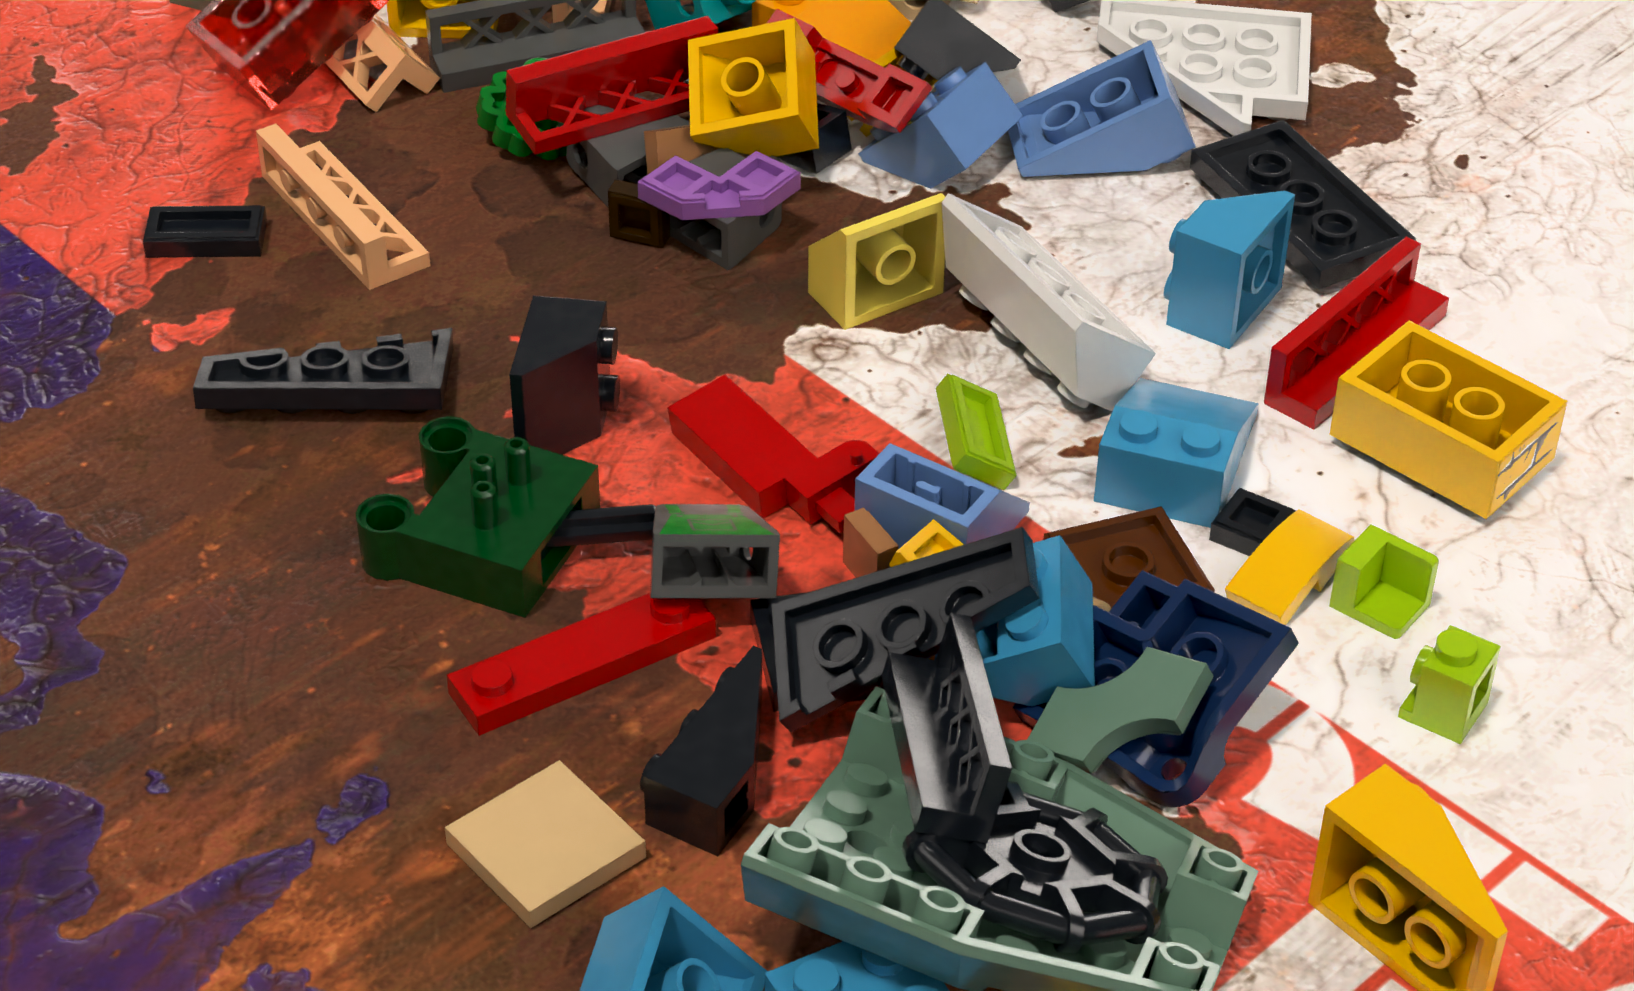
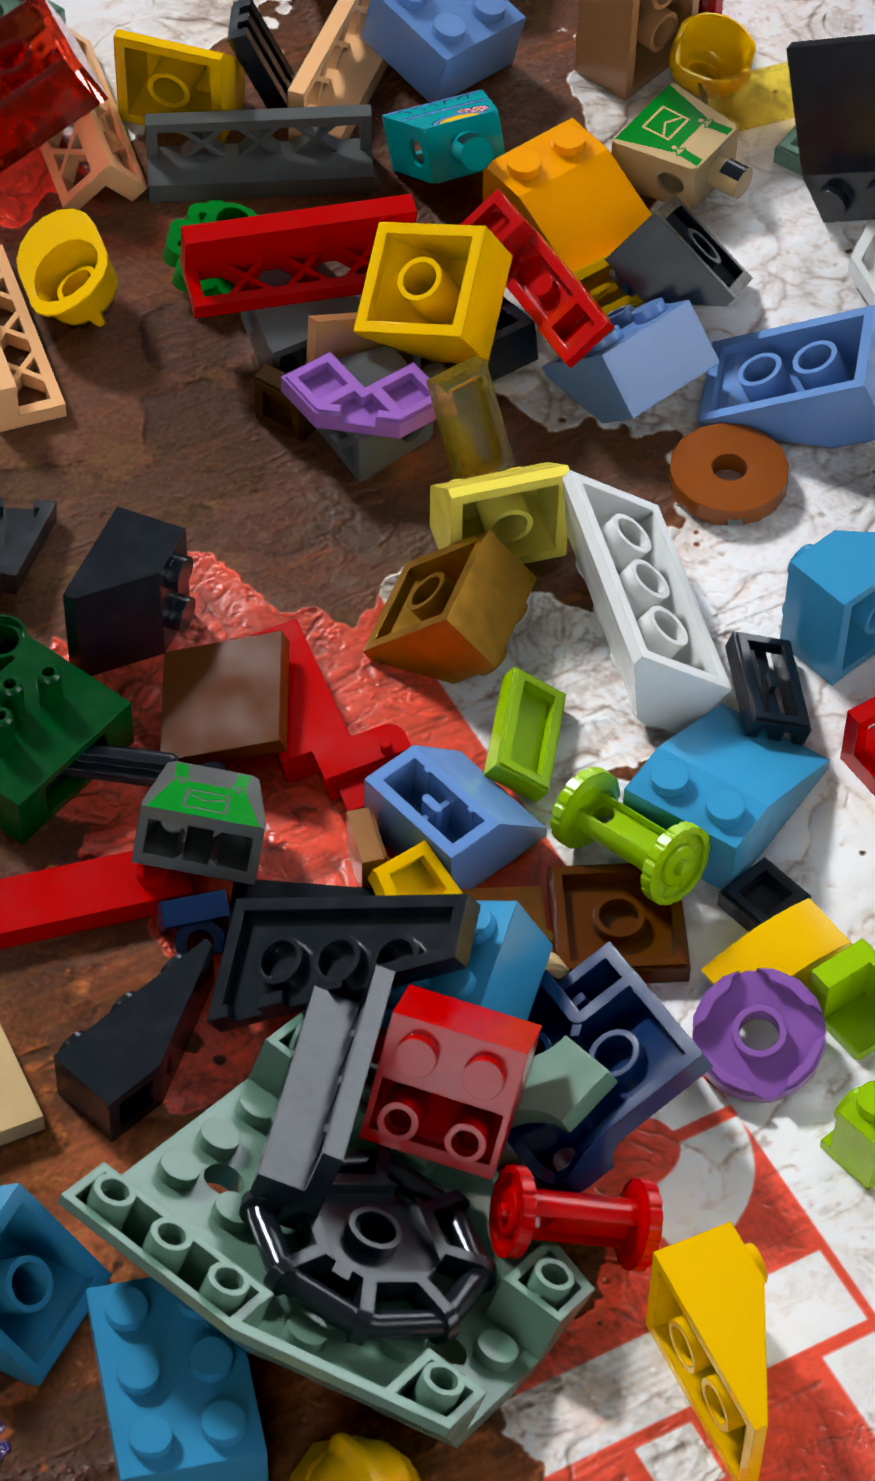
camera: 15 degrees right, 10 degrees up
(395, 142) = (67, 268): none -> yellow piece
(685, 449) = (226, 699): none -> reddish brown tile
(724, 635) = (193, 915): none -> dark blue tile
(821, 184) = (470, 420): none -> clear yellow tile
(865, 345) = (453, 611): none -> pearl gold slope
(1065, 703) = (449, 1081): none -> red slope
(1090, 199) = (735, 449): none -> dark orange tile
(1160, 494) = (668, 858): none -> lime hose
(1182, 354) = (757, 684): none -> black tile
(1264, 807) = (624, 1222): none -> red hose
(1336, 607) = (760, 1073): none -> medium lavender tile

